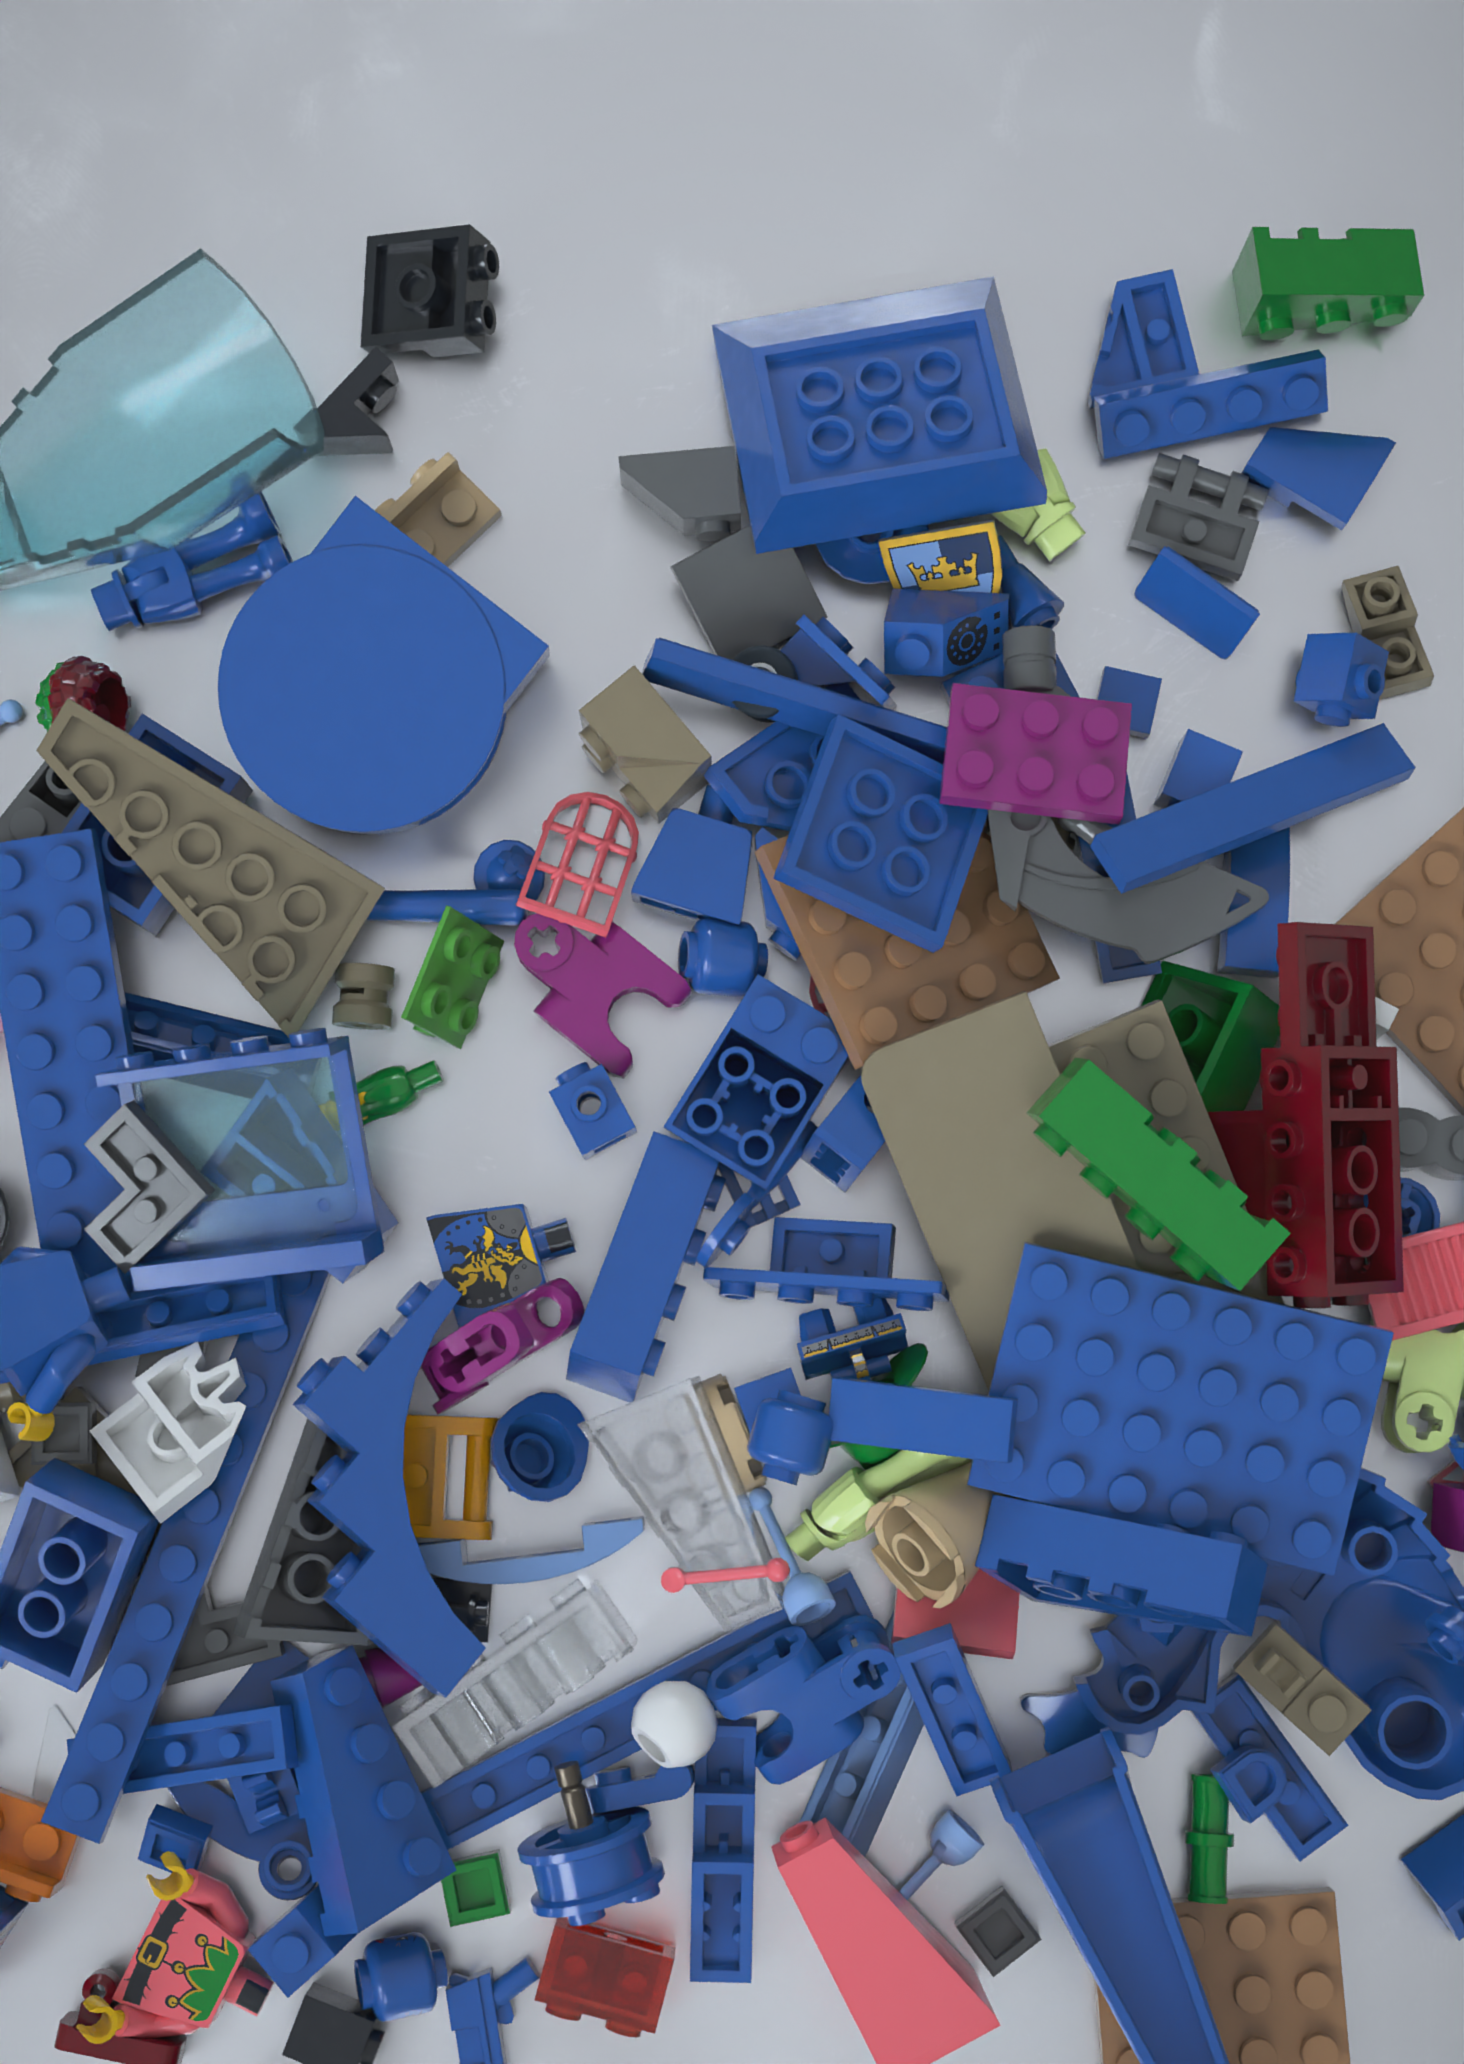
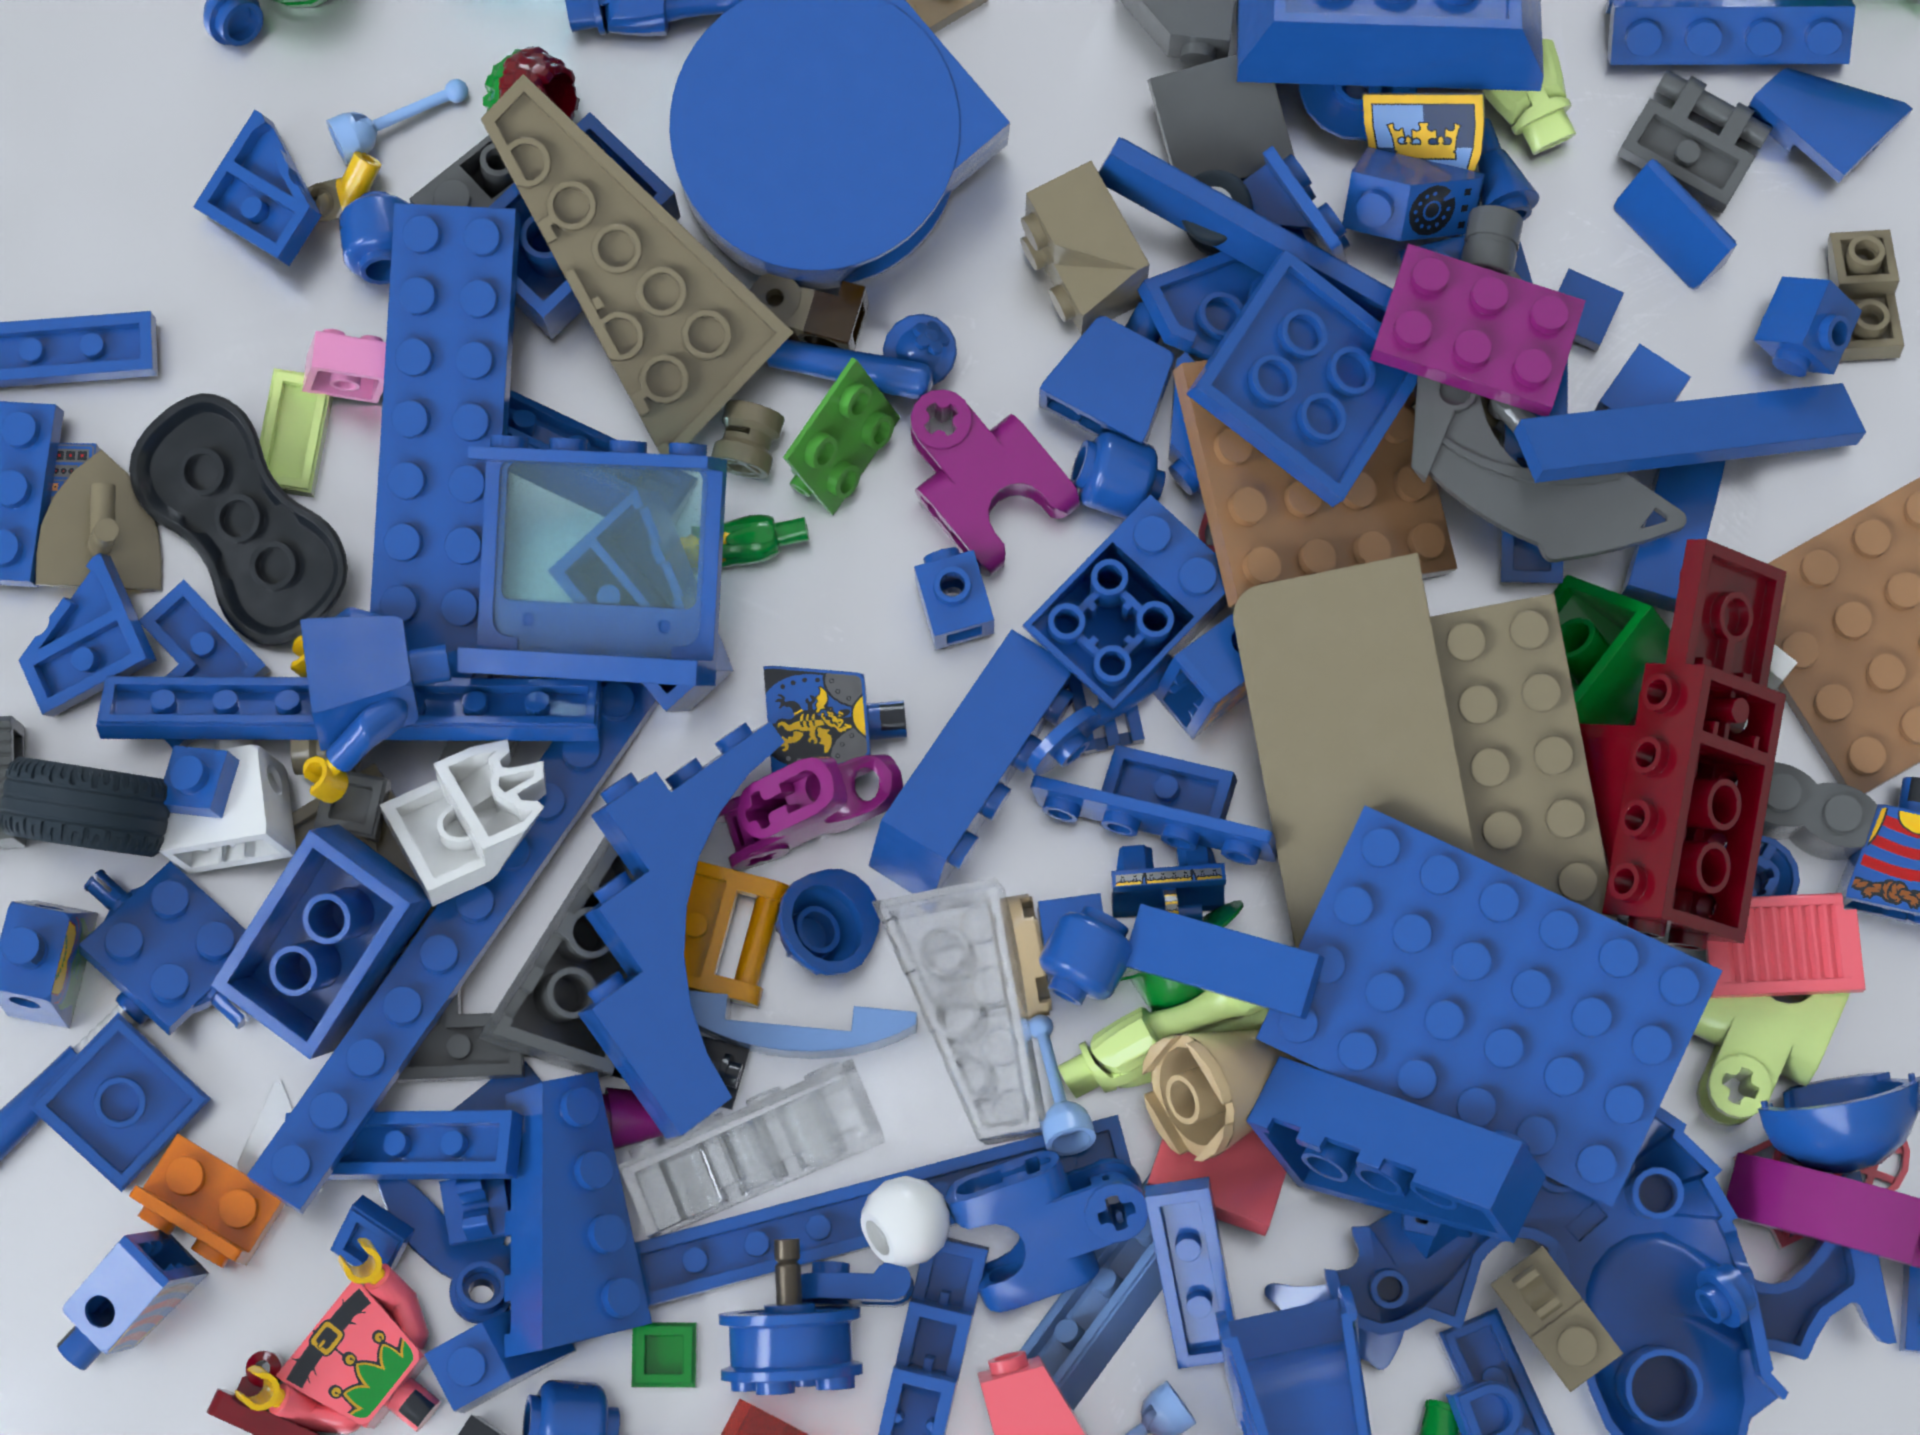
camera: 15 degrees right, 5 degrees down
(156, 1181) = (503, 573): plate -> none
(399, 862) = (814, 314): none -> leg
(563, 872) = (1002, 373): coral window -> none
(675, 1578) = (938, 1075): coral hinge -> none
(1154, 1177) = (1507, 759): green wedge -> none

